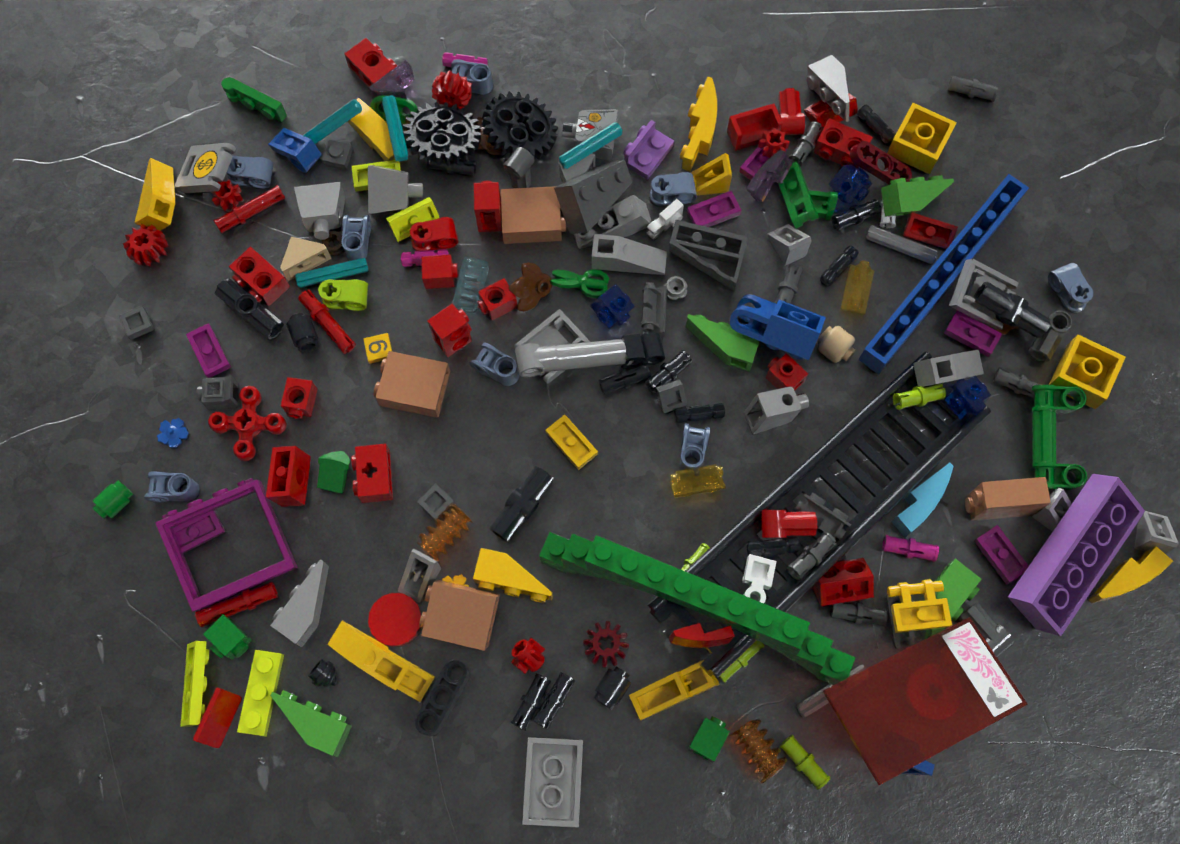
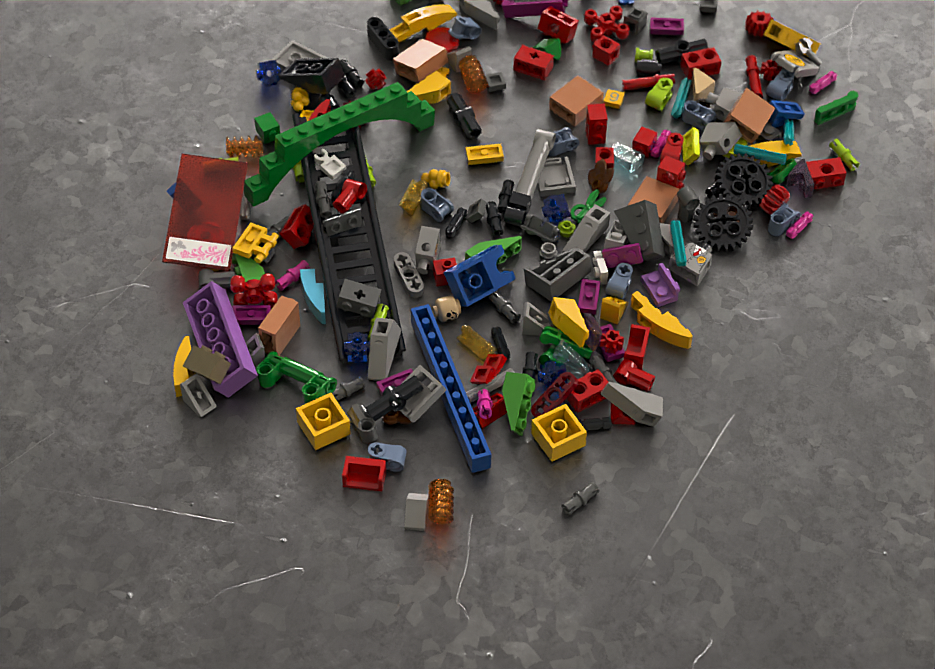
camera: 120 degrees right, 20 degrees down
(173, 165) = (807, 50): none -> flat silver bar
(211, 135) = (823, 82): none -> dark pink axle
(282, 349) = (643, 54): none -> lime bush
(327, 62) = (844, 154): none -> lime pin
(336, 167) = (750, 115): none -> nougat brick
(362, 596) = (465, 28): none -> sand blue piece
(585, 738) = (314, 74): none -> black slope
(608, 811) = (262, 70): none -> clear blue brick
(626, 735) = (299, 99): none -> yellow piece
(632, 283) = (566, 228): none -> lime plate
(640, 186) = (622, 254): none -> magenta plate
(649, 474) = (437, 179): none -> yellow piece
(770, 205) = (567, 318): none -> yellow slope
(798, 428) = (407, 282): none -> light grey beam
(818, 178) = (567, 355): none -> clear light blue slope
(888, 253) = (489, 370): none -> red slope
(912, 429) = (358, 298): none -> dark grey brick
(942, 224) = (484, 404): none -> dark pink pin
(985, 560) = (254, 290): none -> red gear
(1086, 200) = (441, 501): none -> clear orange piece
(1101, 225) = (416, 511): none -> light grey slope
(1105, 300) = (364, 473): none -> red panel
(1135, 531) = (207, 364): none -> dark tan brick

